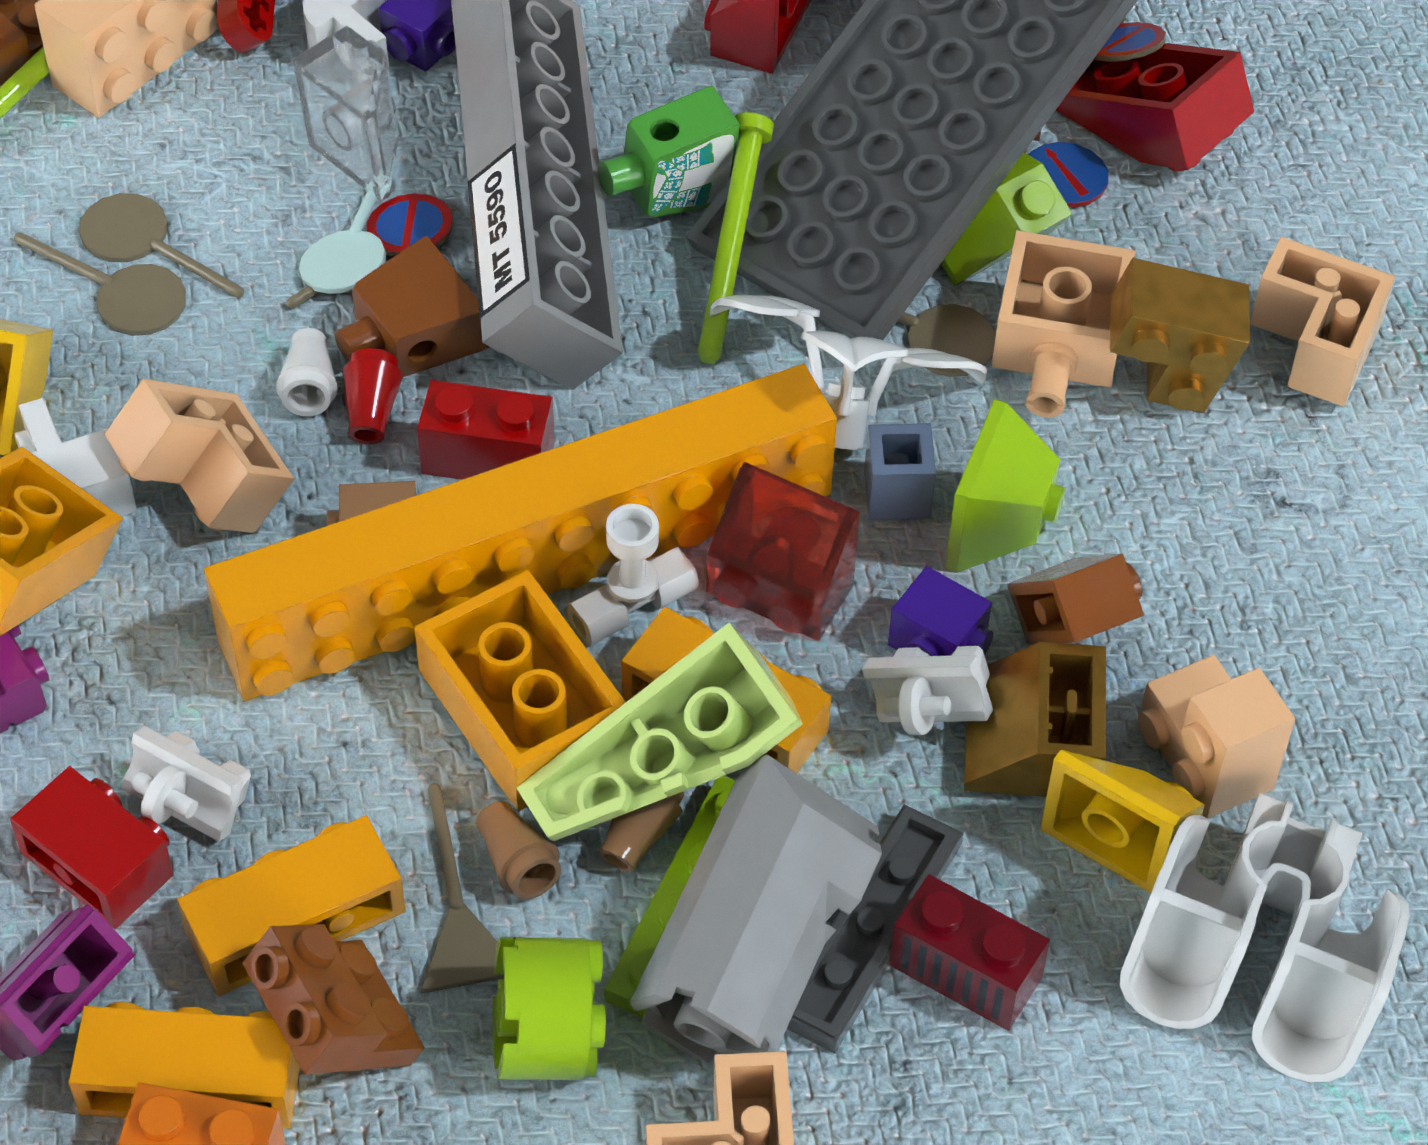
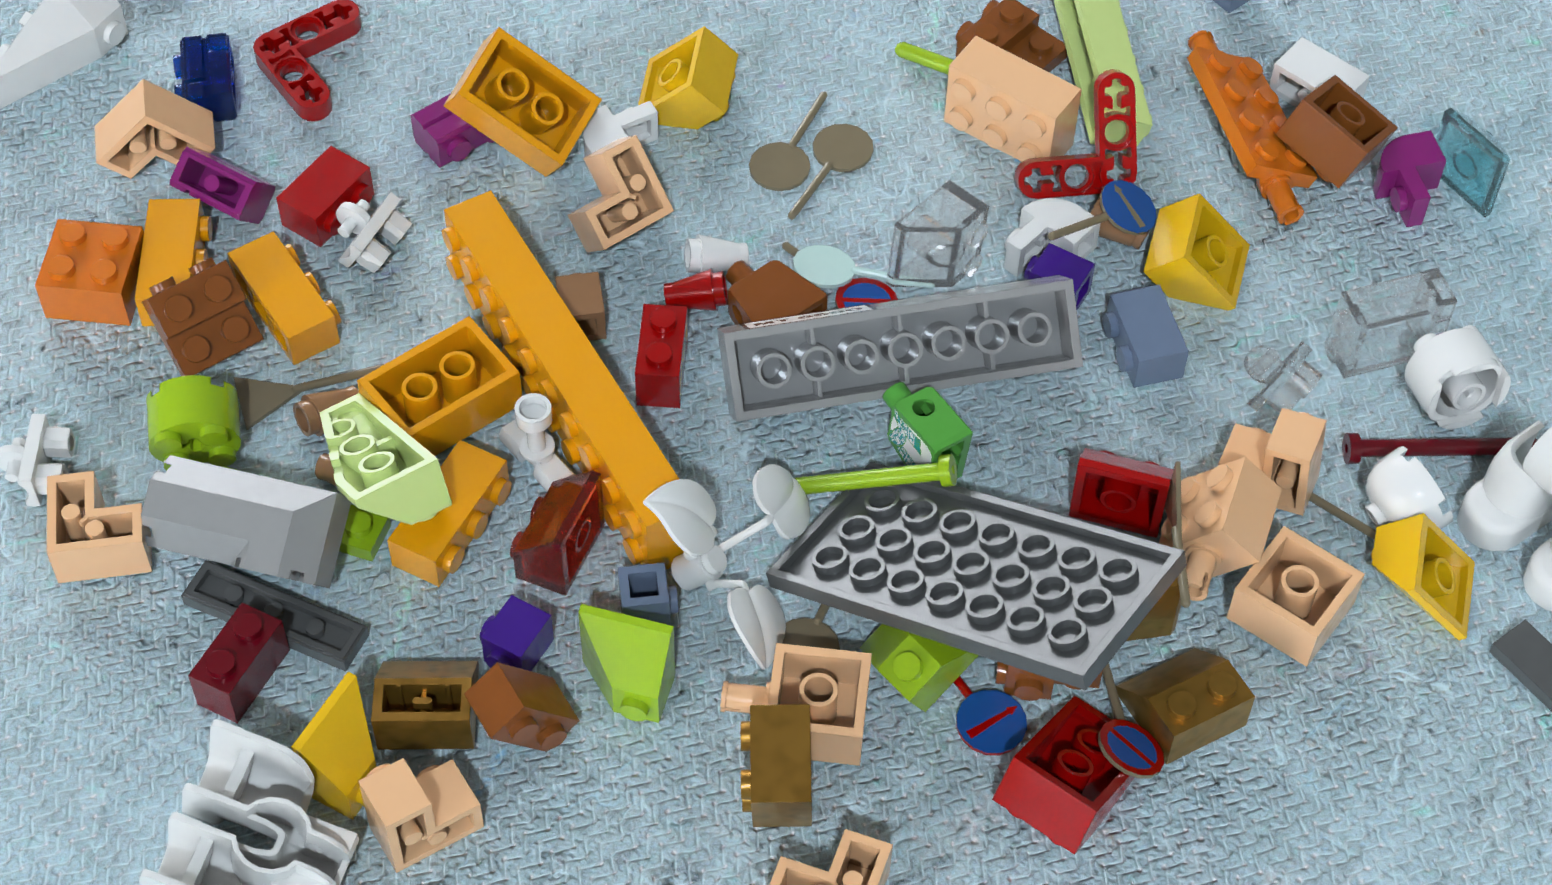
camera: 85 degrees right, 0 degrees up
(930, 688) = (453, 625): white hips -> none

